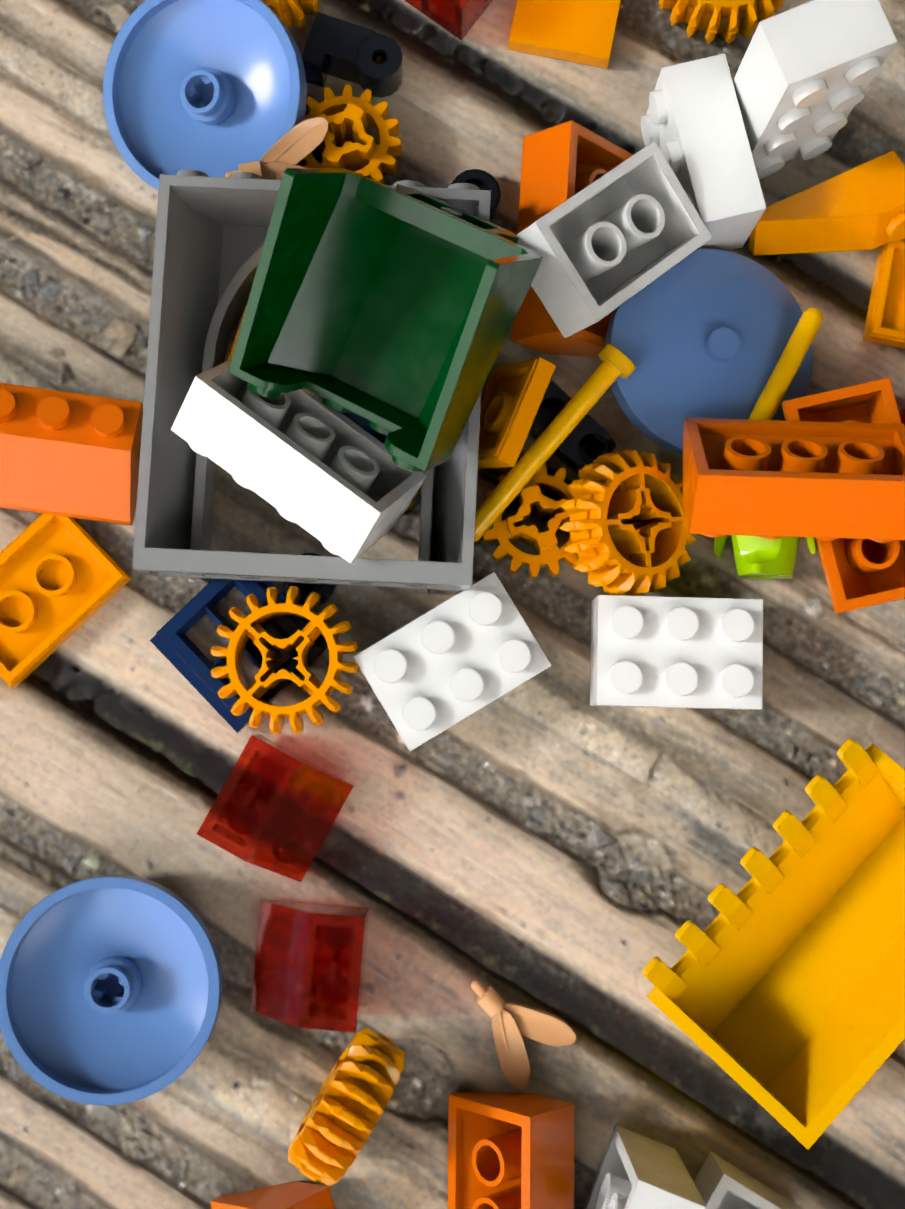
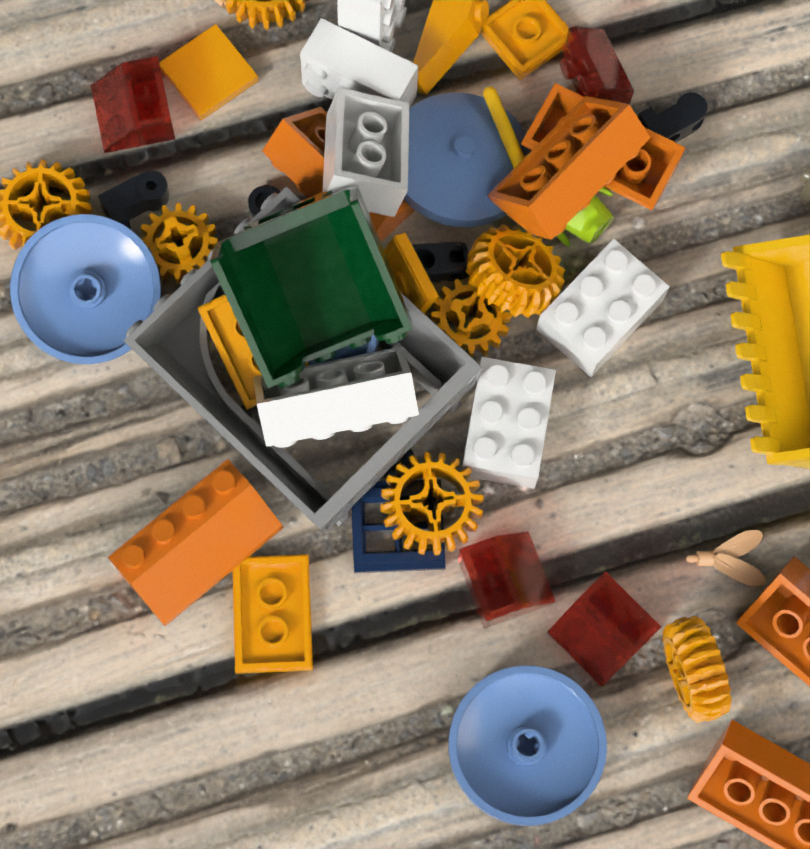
camera: 50 degrees left, 10 degrees down
(287, 150) = (163, 279): light nougat piece -> none
(613, 365) = (427, 206): yellow bar -> none

